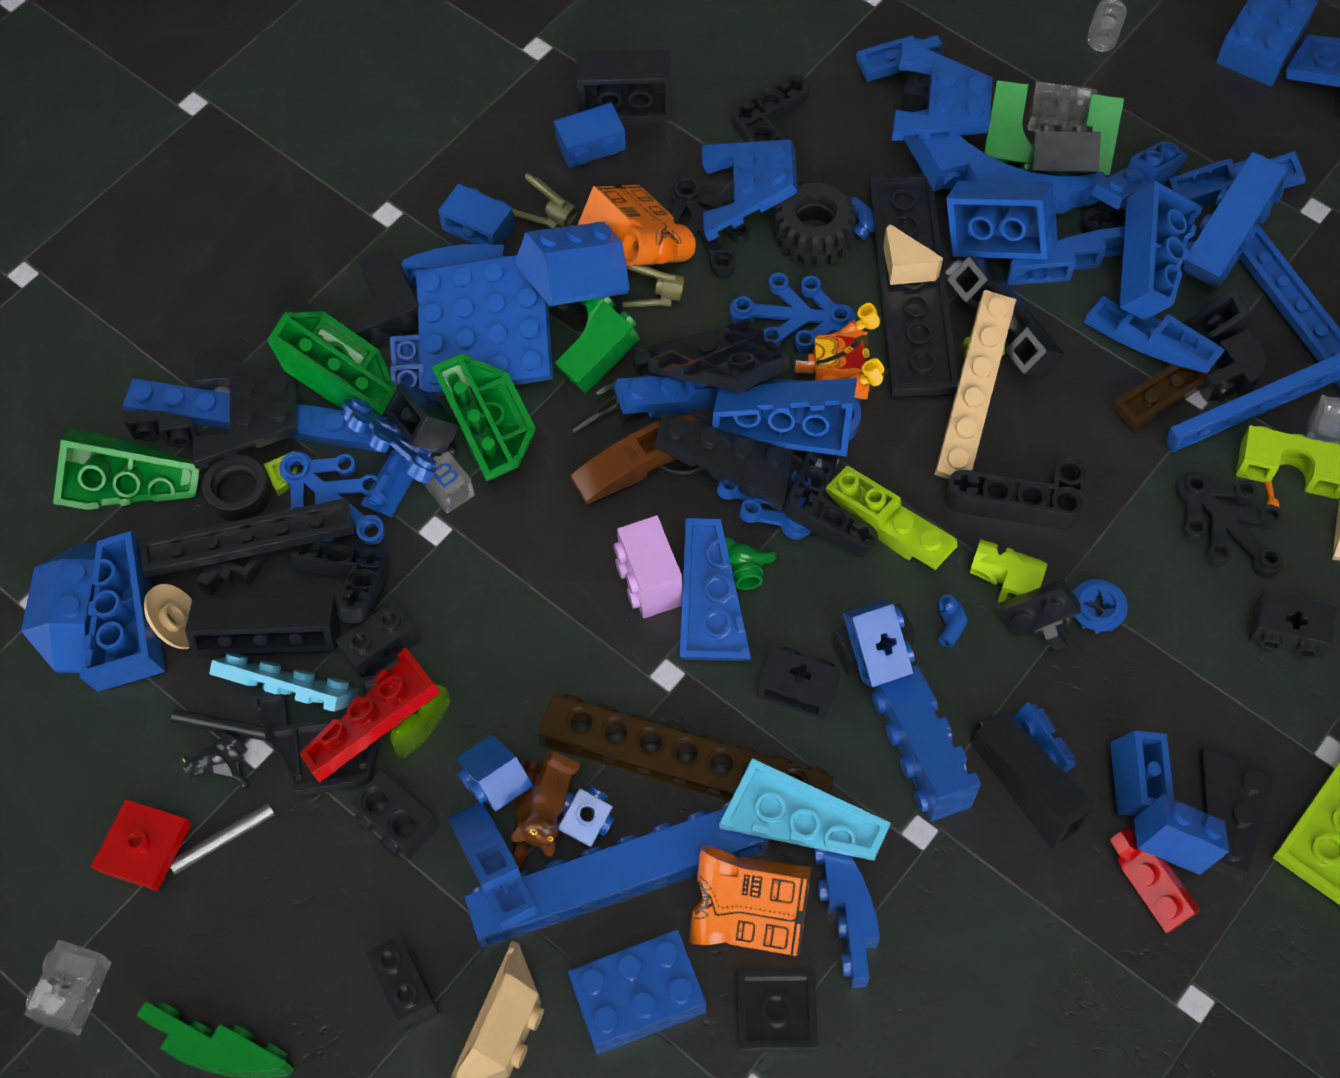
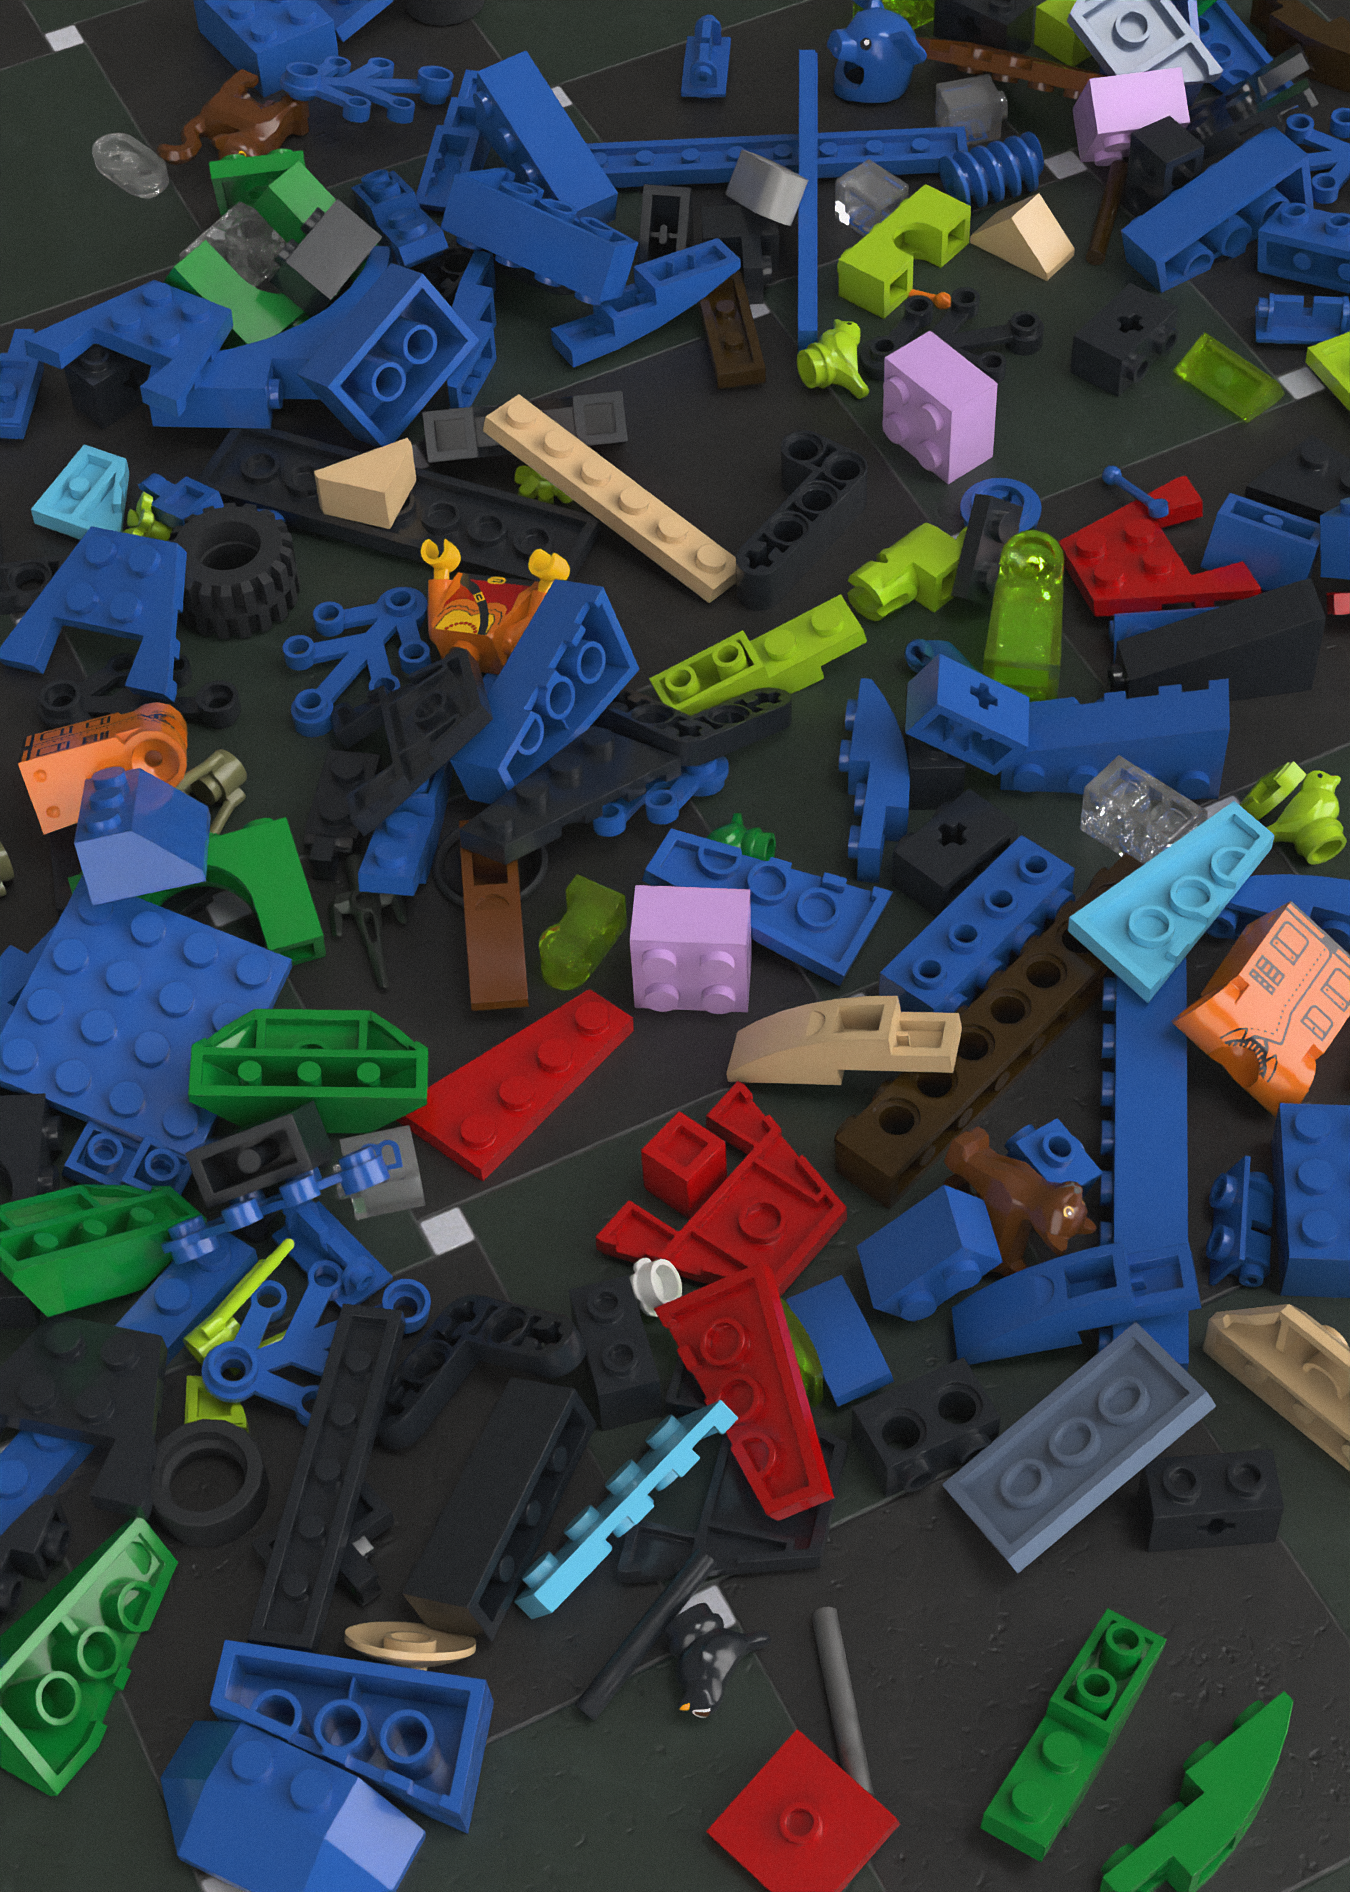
camera: 65 degrees left, 10 degrees down
(232, 961) = (1074, 1736): none -> green slope
(322, 450) = (220, 1325): none -> lime plant
(398, 897) = (1078, 1446): none -> sand blue plate
(429, 751) = (842, 1340): none -> blue slope
(433, 651) = (655, 1284): none -> white plate
(499, 680) = (764, 1211): none -> red wing
(509, 625) = (684, 1164): none -> red panel
(534, 521) = (509, 1090): none -> red wing
(587, 942) = (1240, 1202): none -> blue hinge
(619, 676) = (843, 1034): none -> tan slope
(634, 507) = (584, 934): none -> clear neon green leg
(742, 718) = (980, 931): none -> blue brick
(818, 625) = (876, 777): none -> blue slope
(830, 167) = (143, 521): none -> lime plant
(837, 132) = (85, 495): none -> medium azure wing
(853, 175) = (177, 501): none -> blue plate
(871, 773) = (1136, 811): none -> clear brick
(930, 881) = (1312, 819): none -> lime animal
(938, 848) = (1272, 789): none -> lime tile
(977, 654) = (1027, 617): none -> clear neon green piece
(1094, 695) = (1132, 567): none -> red wing
(1110, 84) = (246, 178): none -> green plate
(1144, 696) = (1156, 507): none -> blue hinge
(1148, 532) = (939, 407): none -> lavender brick
(1172, 460) = (833, 360): none -> lime animal
(1176, 65) = (239, 123): none -> reddish brown animal
(1222, 78) = (368, 84): none -> blue plant
(1285, 357) = (766, 187): none -> light grey beam
(1303, 704) = (1228, 378): none -> clear neon green slope

